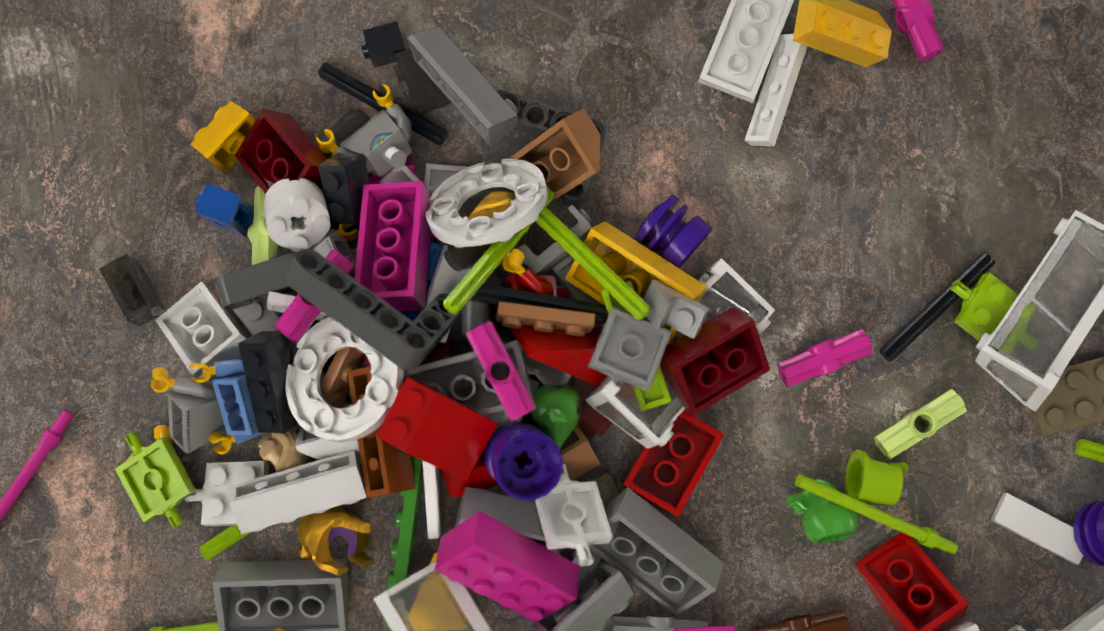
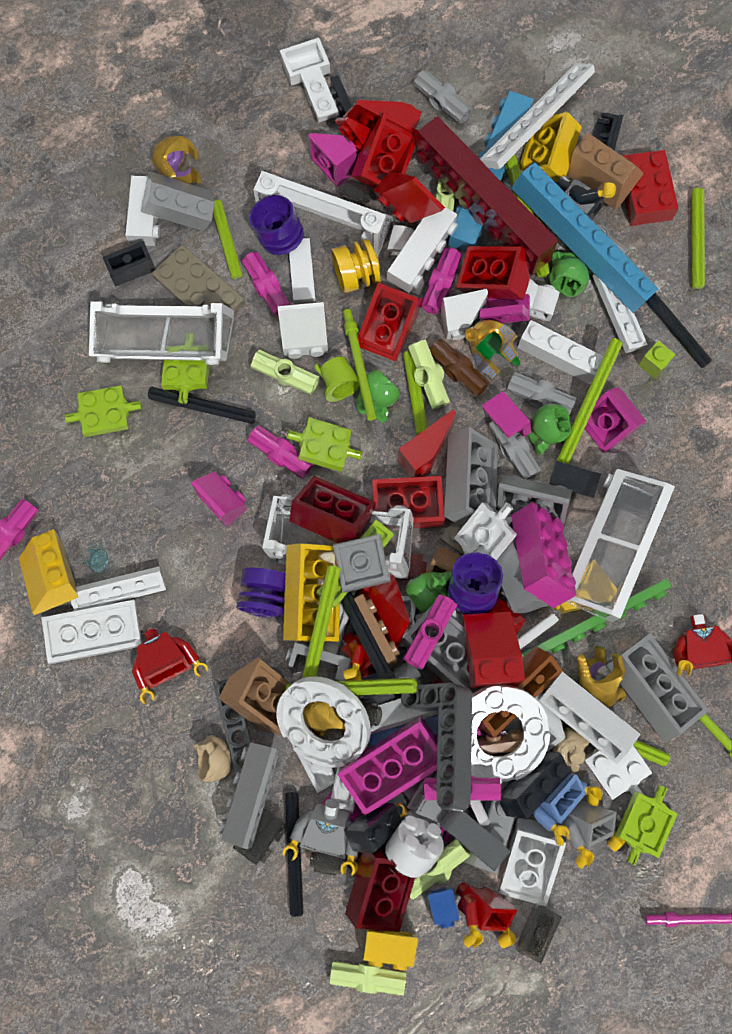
camera: 125 degrees left, 5 degrees down
(188, 248) = (487, 912): none -> red torso
(213, 95) = (367, 978): none -> yellowish green piece
(382, 44) = (251, 881): black brick -> none
(530, 78) = (213, 759): none -> tan hair
(668, 88) = (161, 660): none -> red torso
(674, 310) = (318, 553): light grey slope -> none
(722, 519) = (422, 451): none -> red slope
(801, 561) = (415, 395): none -> lime axle
(802, 412) = (324, 444): none -> lime plate
(812, 255) = (219, 497): none -> dark pink slope
(813, 591) = (429, 374): none -> yellowish green piece
(823, 88) = (98, 560): none -> clear light blue plate
(959, 474) = (303, 330): none -> white slope
(996, 194) = (103, 411): none -> lime plate
(1007, 594) = (356, 265): none -> yellow wheel
(1048, 473) = (265, 282): none -> dark pink piece

